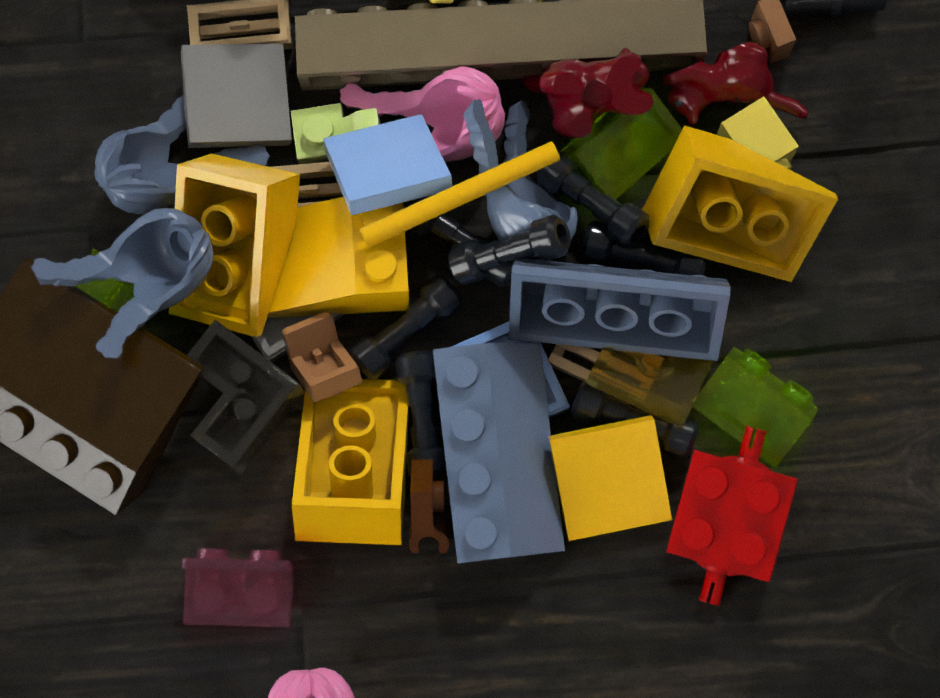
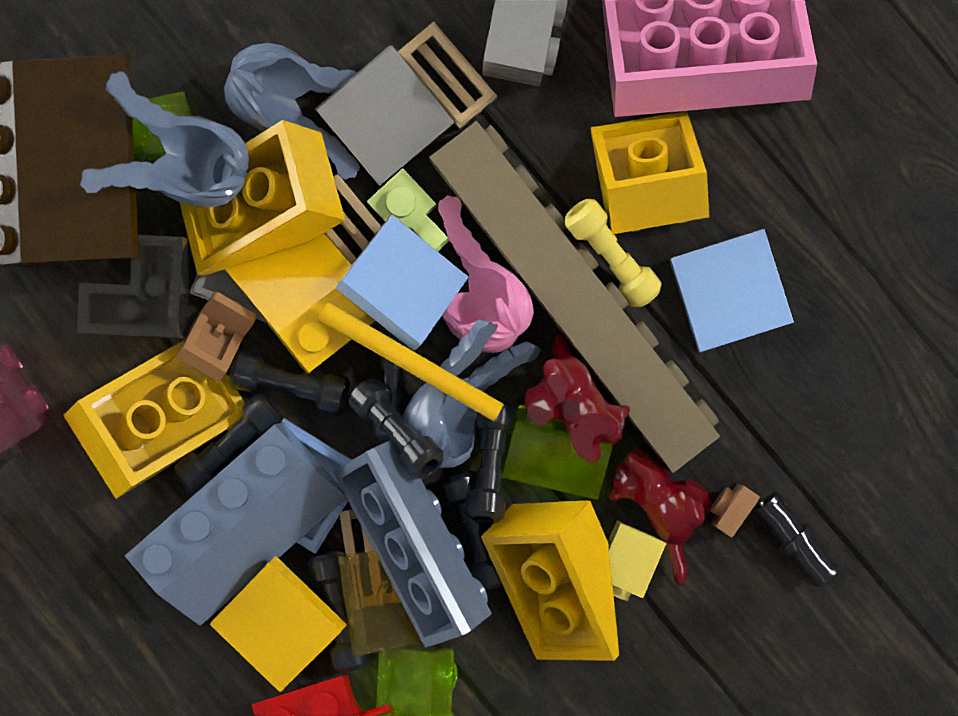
camera: 50 degrees right, 10 degrees up
(426, 500) = (156, 499): reddish brown plate -> none

